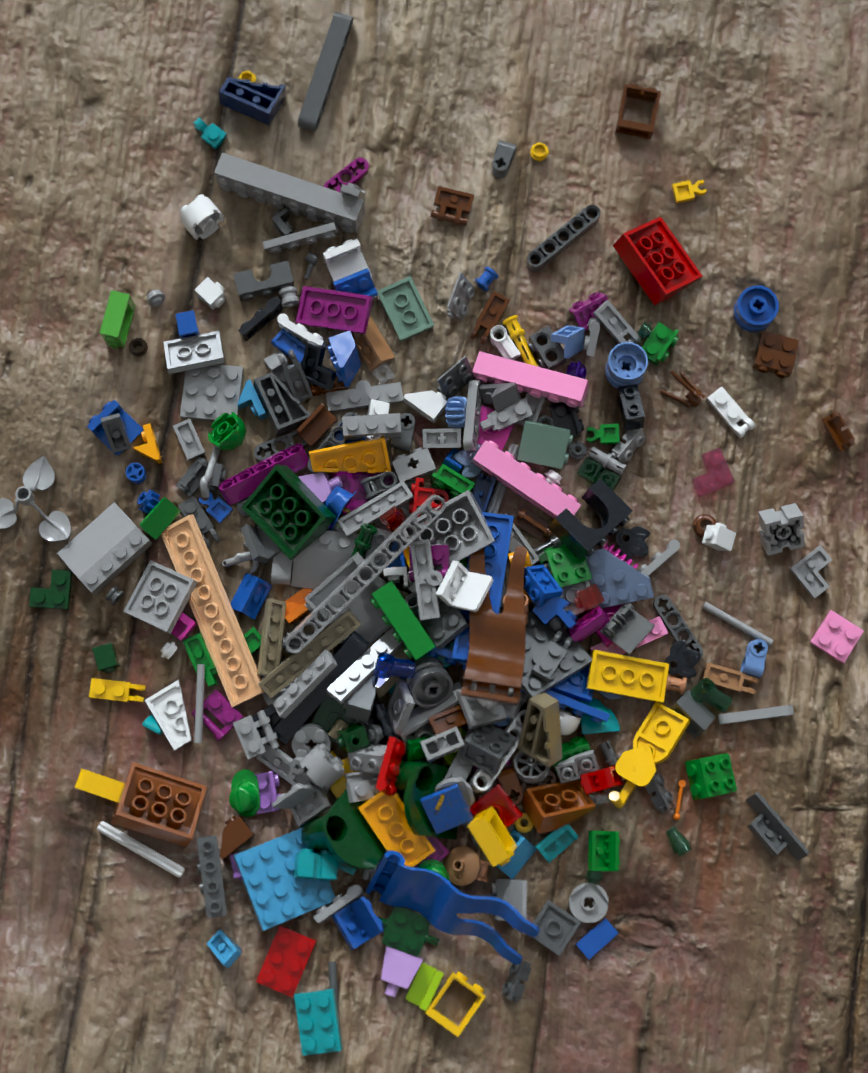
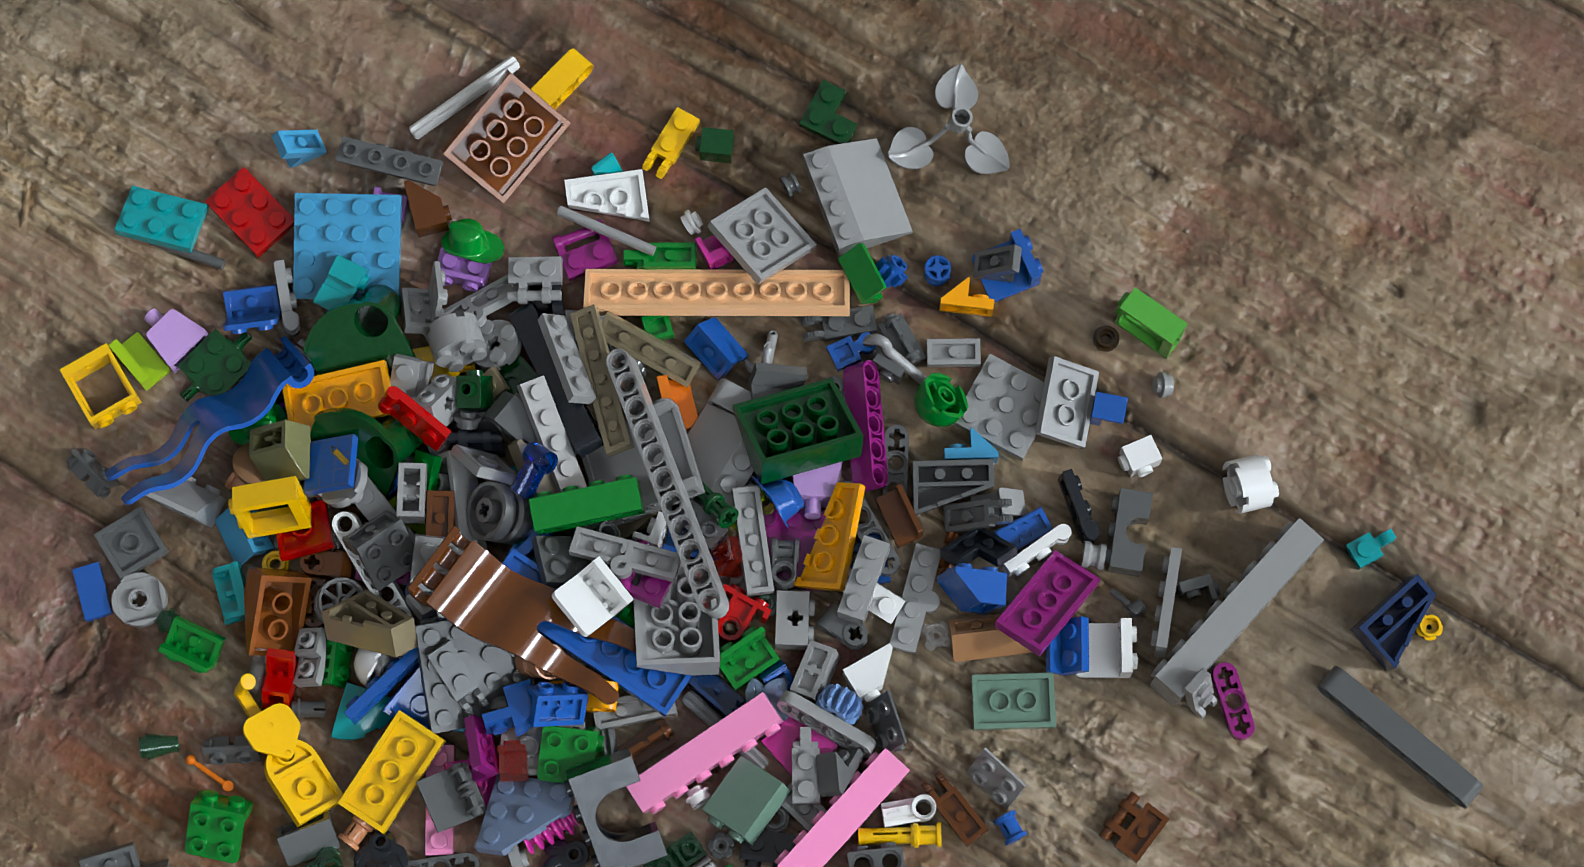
camera: 115 degrees right, 5 degrees down
(452, 847) = (281, 450): none -> olive slope

